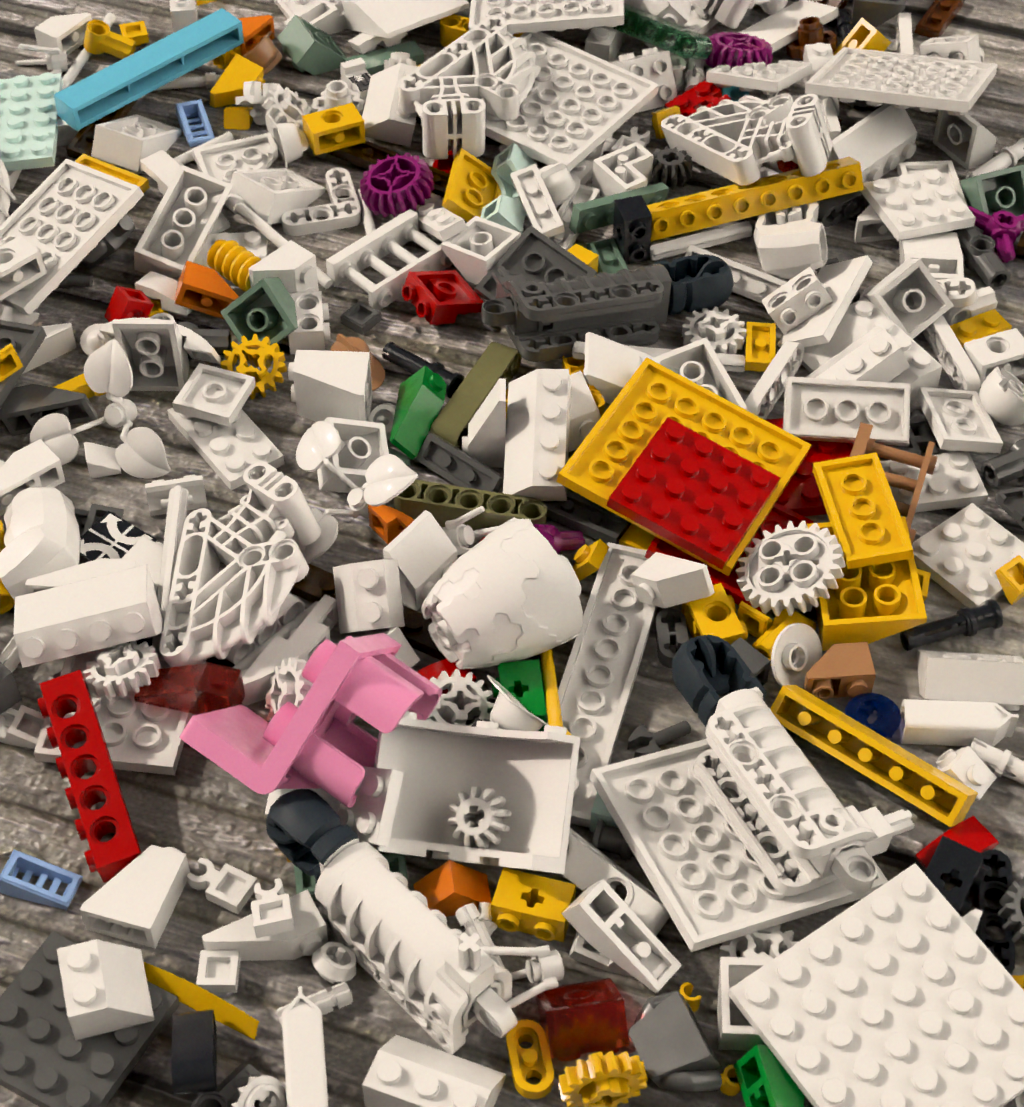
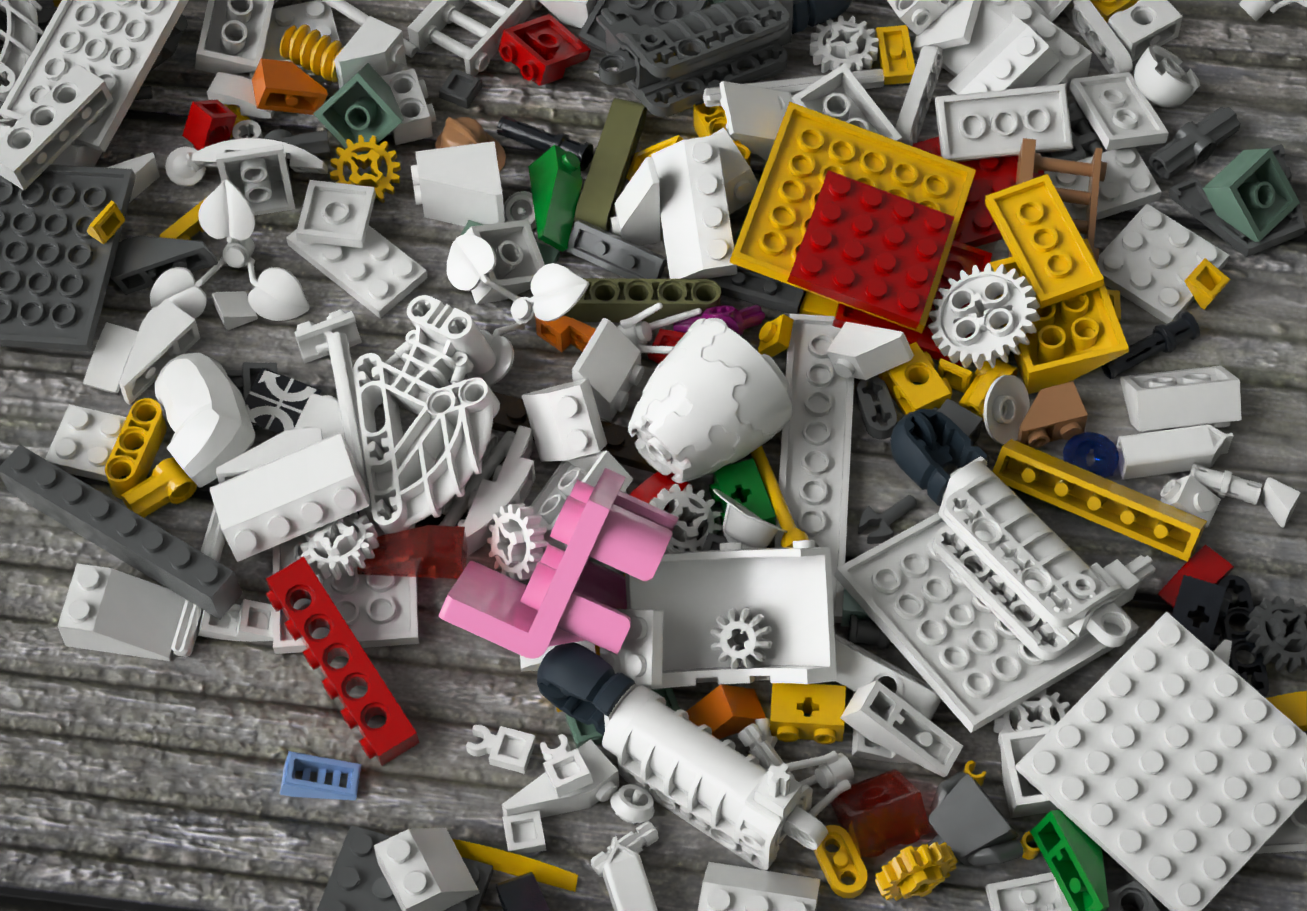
camera: 10 degrees left, 10 degrees up
(139, 898) = (426, 775): white slope -> none

